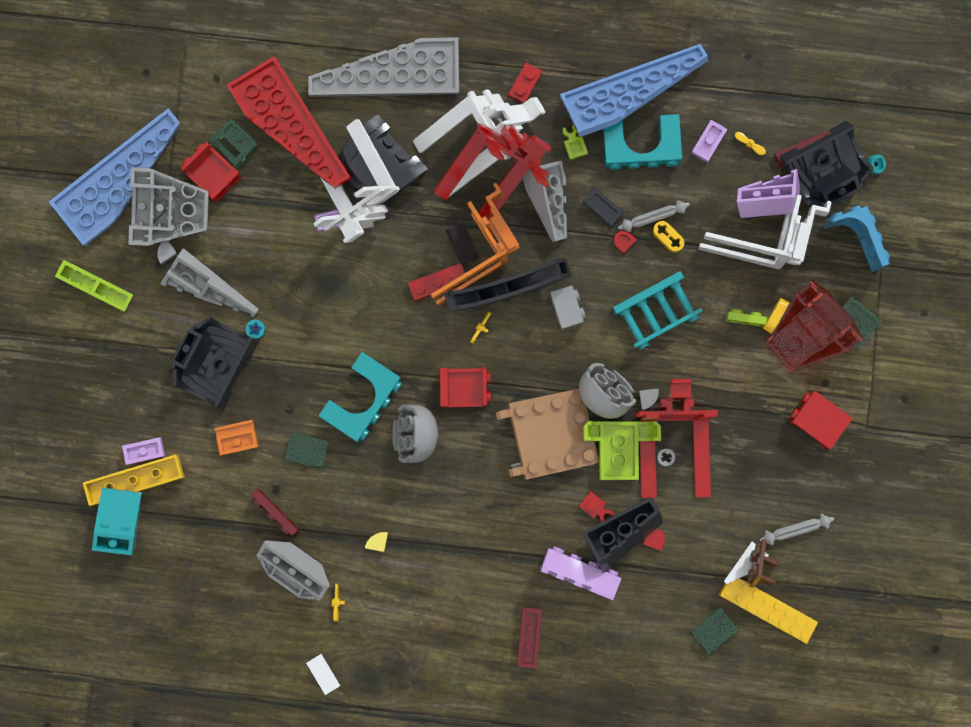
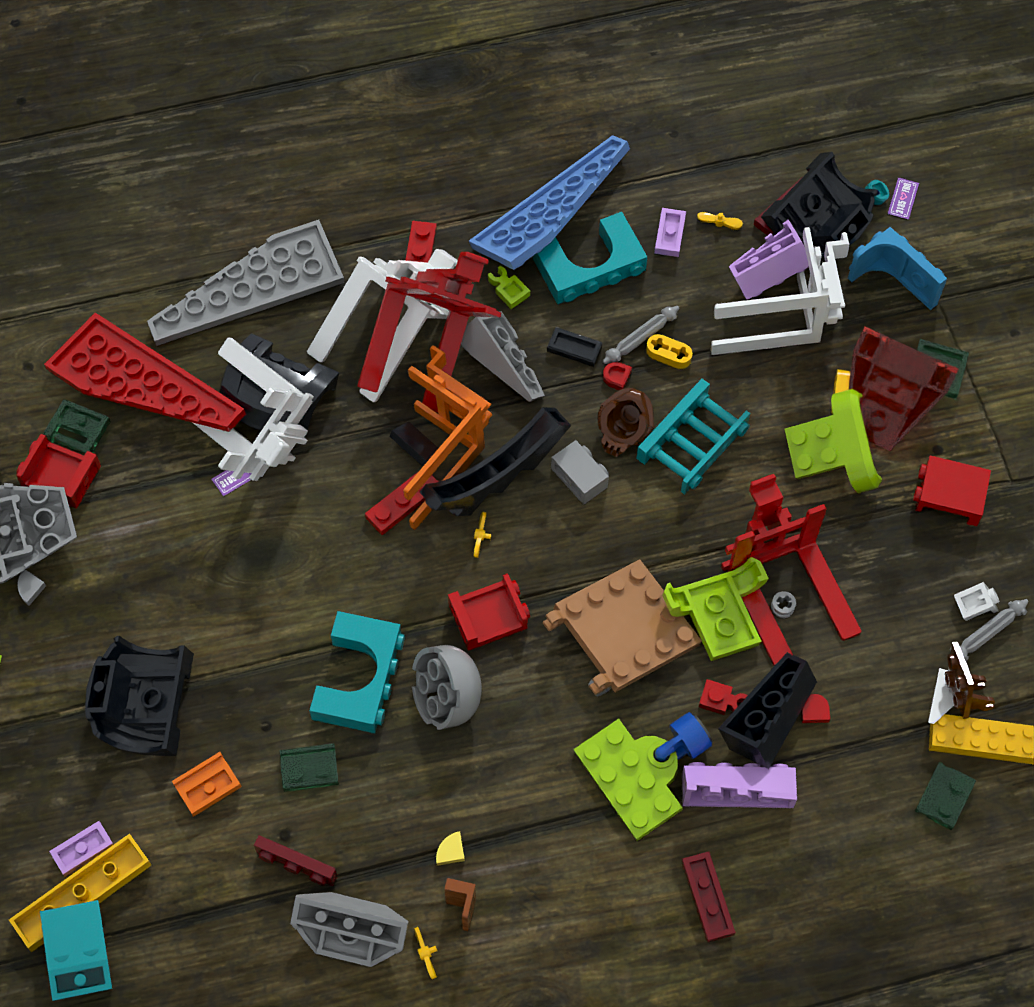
camera: 25 degrees left, 20 degrees down
(193, 276) = (79, 604): light grey wedge -> none
(255, 329) = (184, 636): teal tile -> none
(371, 579) = (462, 895): none -> dark orange panel
(519, 537) = (638, 771): none -> lime plate
(600, 397) = (671, 552): light grey cylinder -> none
(613, 282) = (625, 420): none -> reddish brown helmet
(648, 397) = (726, 538): light grey tile -> none
(752, 355) = (835, 444): none -> lime piece
(753, 319) = (805, 408): lime plate -> none
(799, 507) = (977, 601): none -> white bracket
(894, 174) = (903, 198): none -> medium lavender sticker

